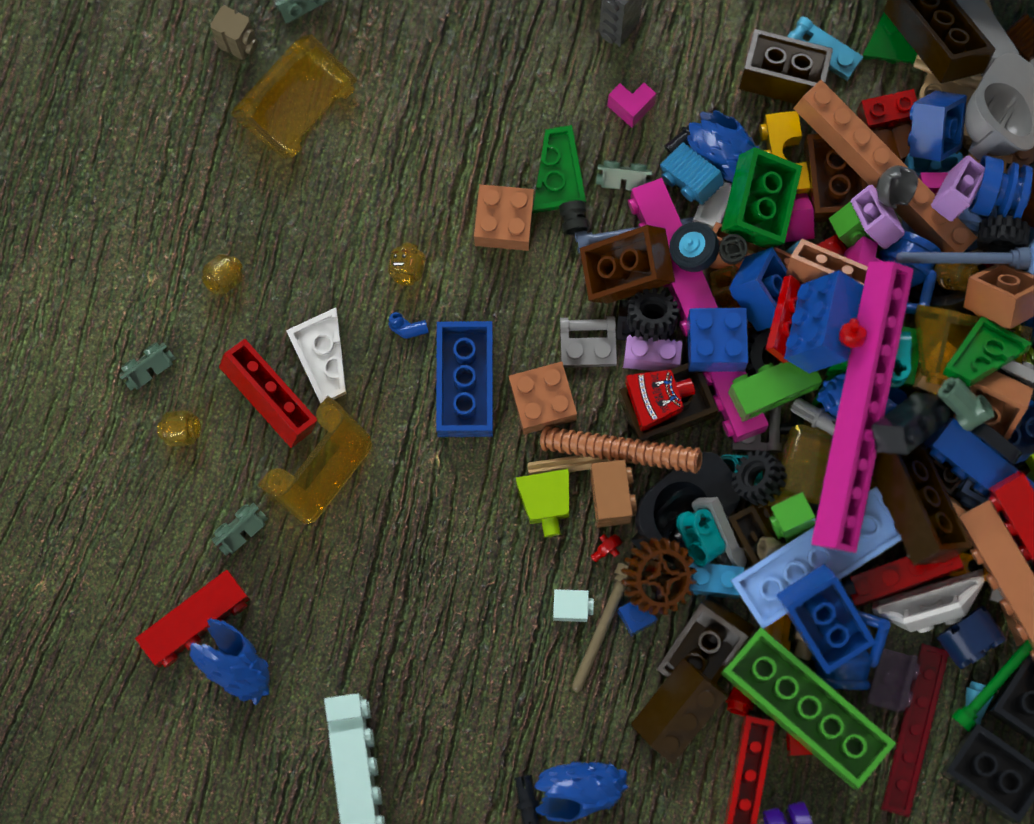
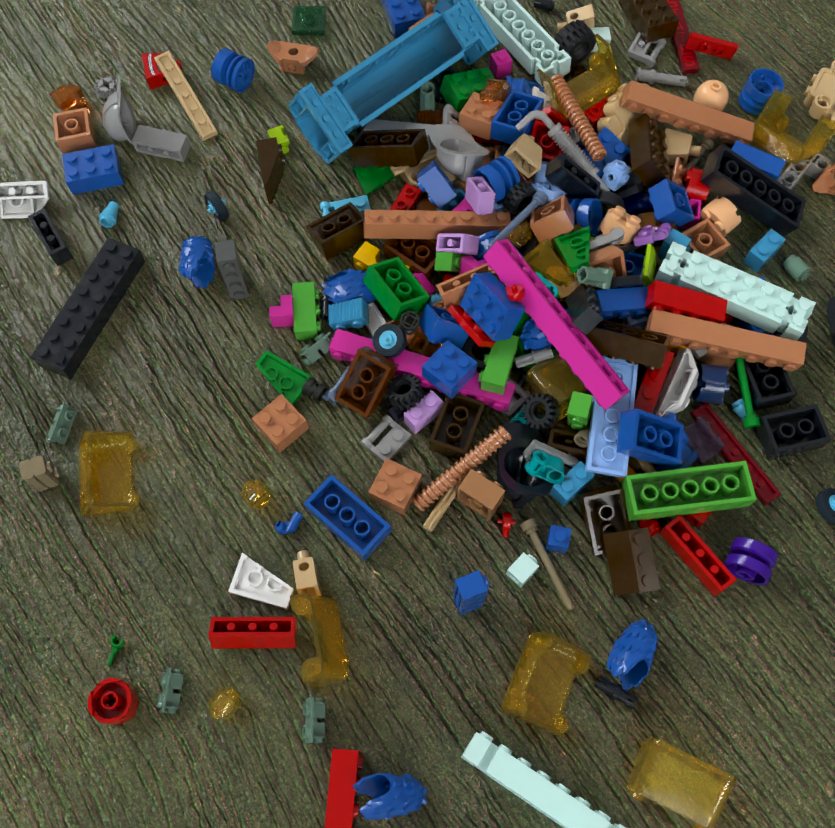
camera: 50 degrees left, 10 degrees down
(91, 307) = (106, 691): none -> red brick
(138, 275) = (116, 647): none -> green hand
(222, 274) = (162, 599): clear yellow head -> none
(368, 393) = (306, 574): none -> tan torso
(472, 724) = (544, 681): none -> clear yellow windscreen
(490, 570) = (470, 592): none -> blue brick
(545, 499) = (451, 532): lime torso -> none
(656, 123) = (306, 310): none -> bright green brick
(656, 396) = (451, 424): red torso -> none
(664, 597) = (556, 503): reddish brown gear -> none
(897, 186) = (452, 219): dark grey hair -> none

